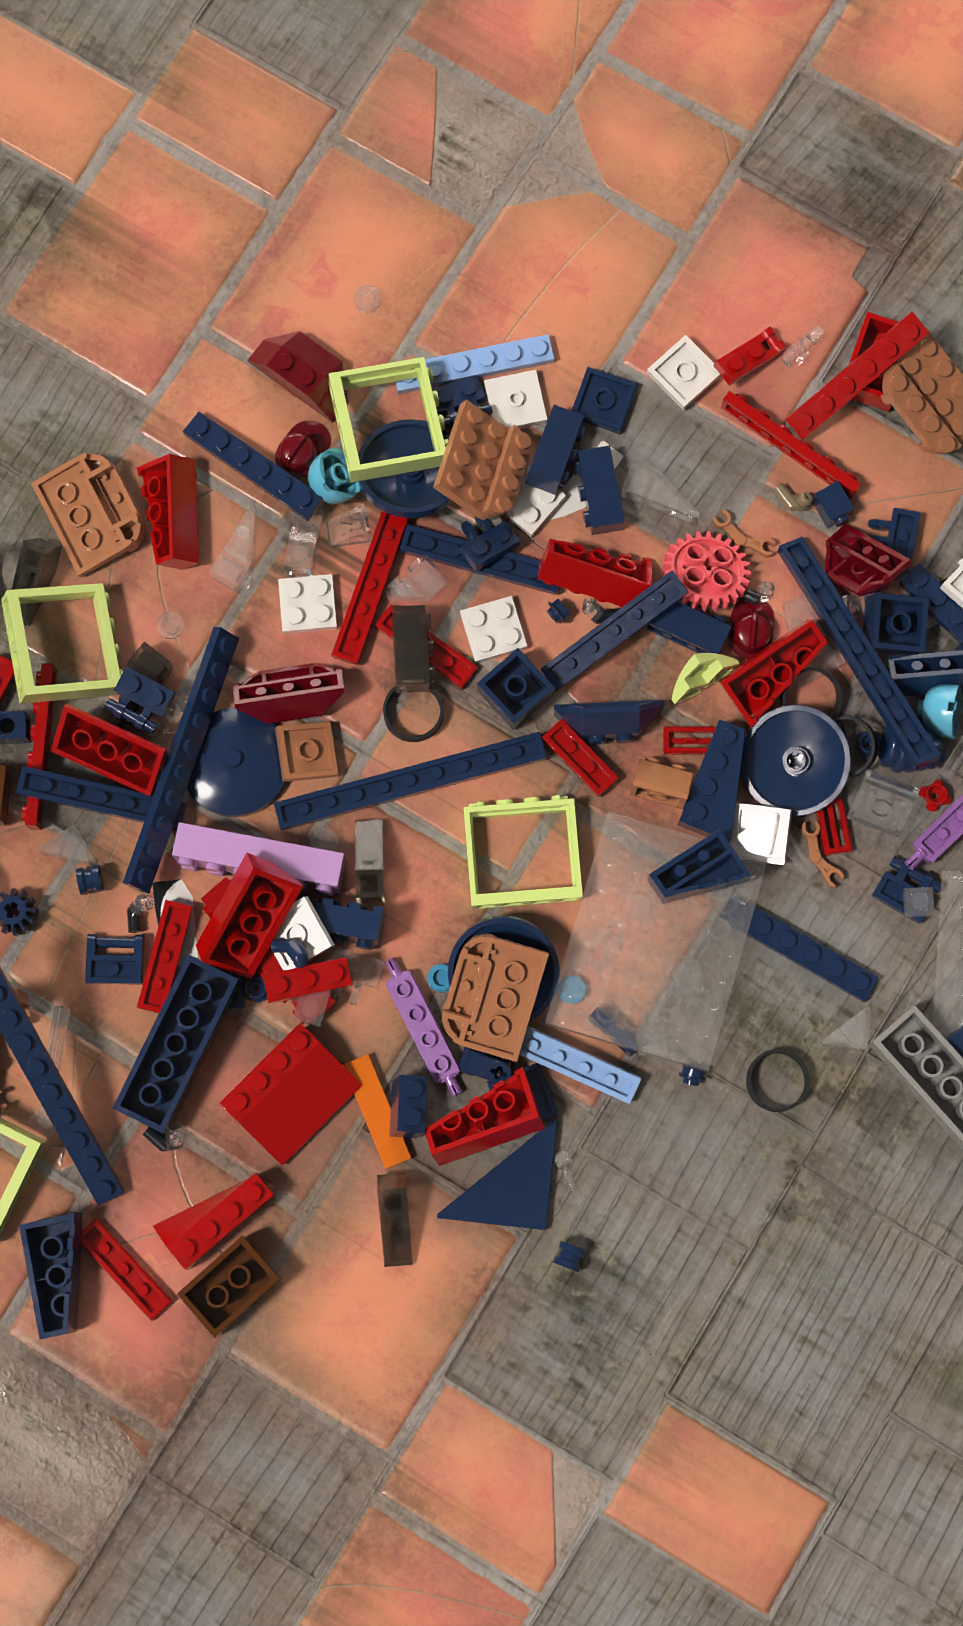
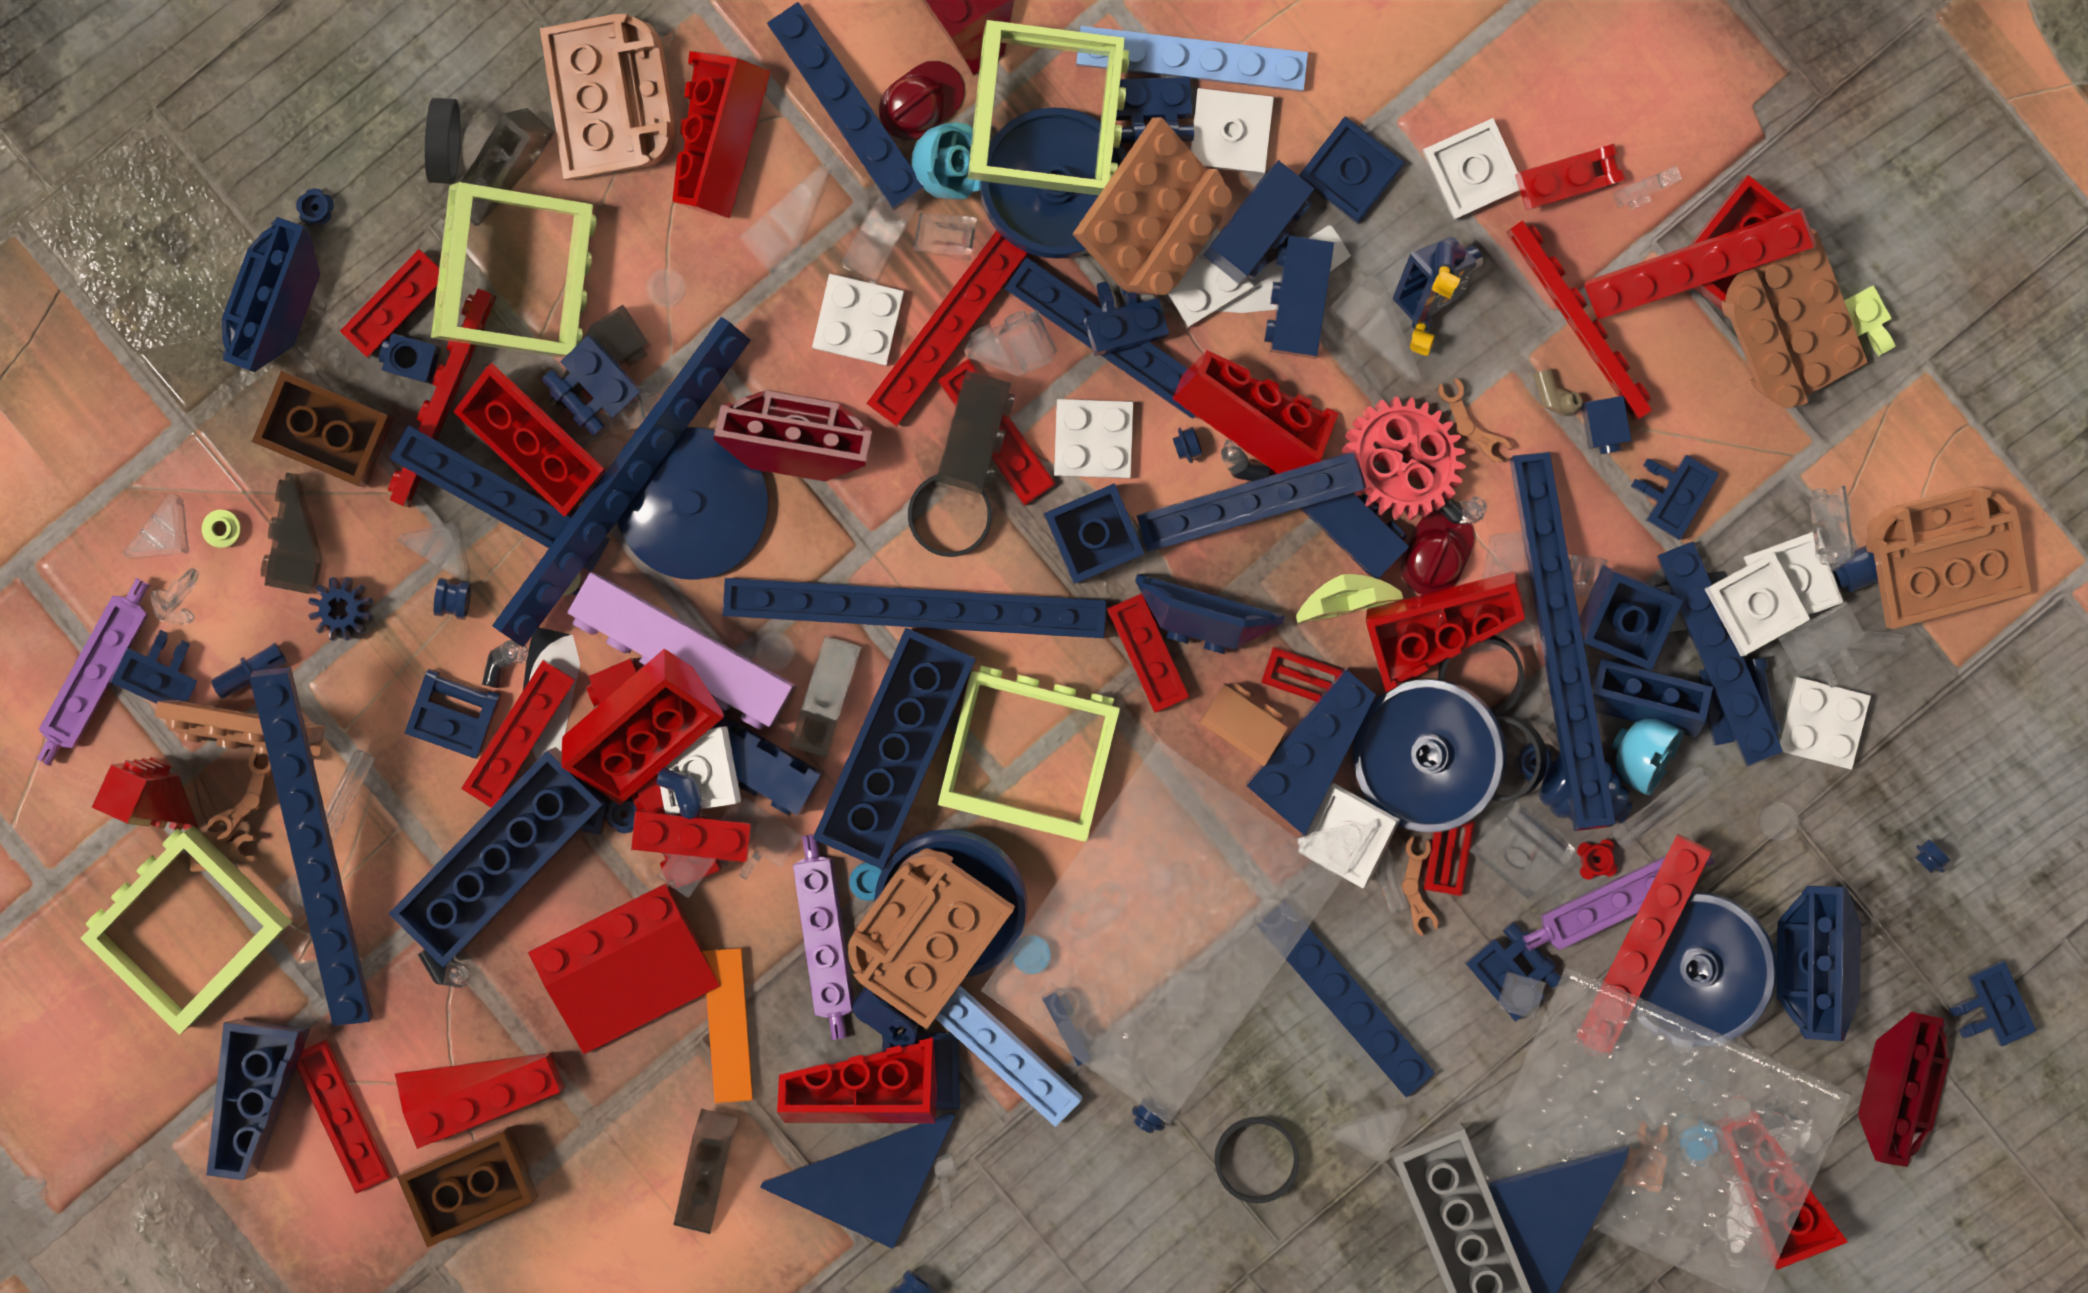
camera: 15 degrees right, 10 degrees up
(306, 751) = (790, 523): nougat plate -> none
(408, 1106) = (769, 1036): dark blue brick -> none
(428, 877) = (894, 748): none -> dark blue brick
(684, 449) = (1431, 282): none -> dark blue torso
(699, 870) = (1249, 863): dark blue wedge -> none
(862, 562) = (1611, 519): dark red wedge -> none

